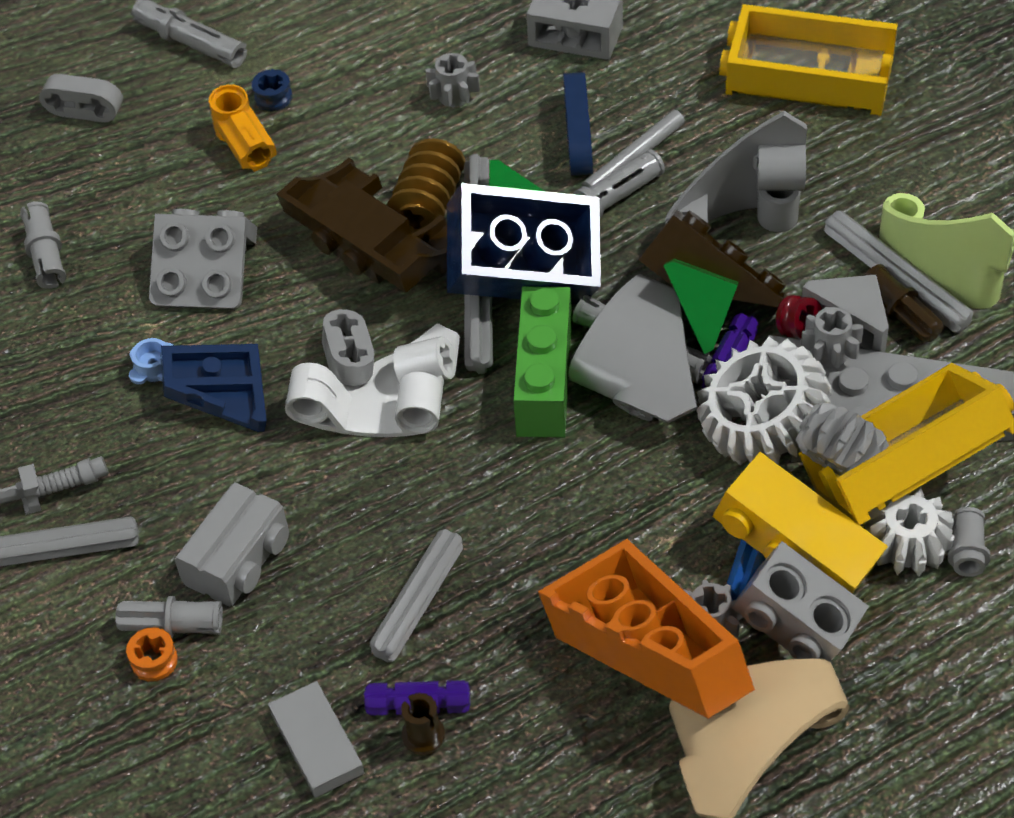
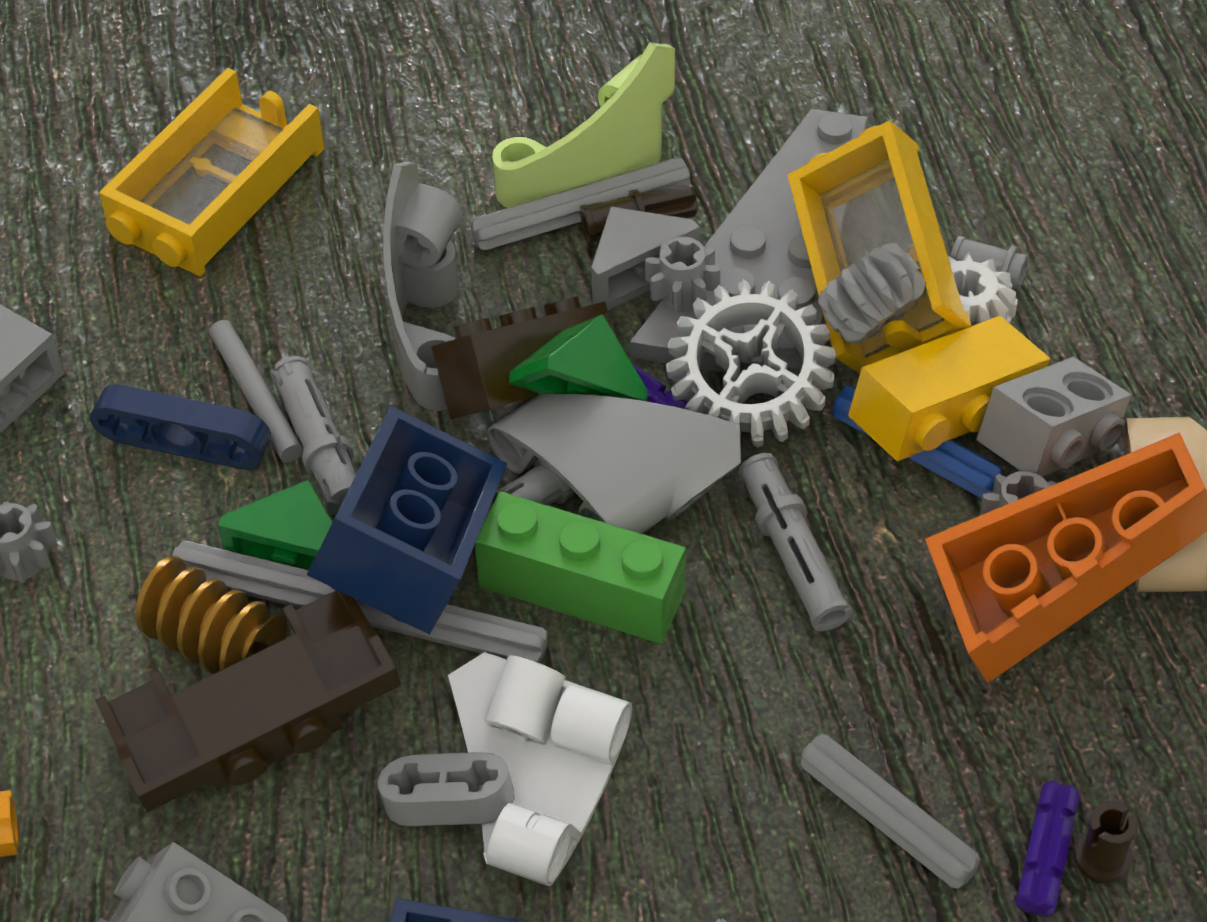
camera: 75 degrees left, 0 degrees up
(642, 469) = (823, 596): none -> light grey pin
(789, 311) = (626, 300): dark red bush -> none

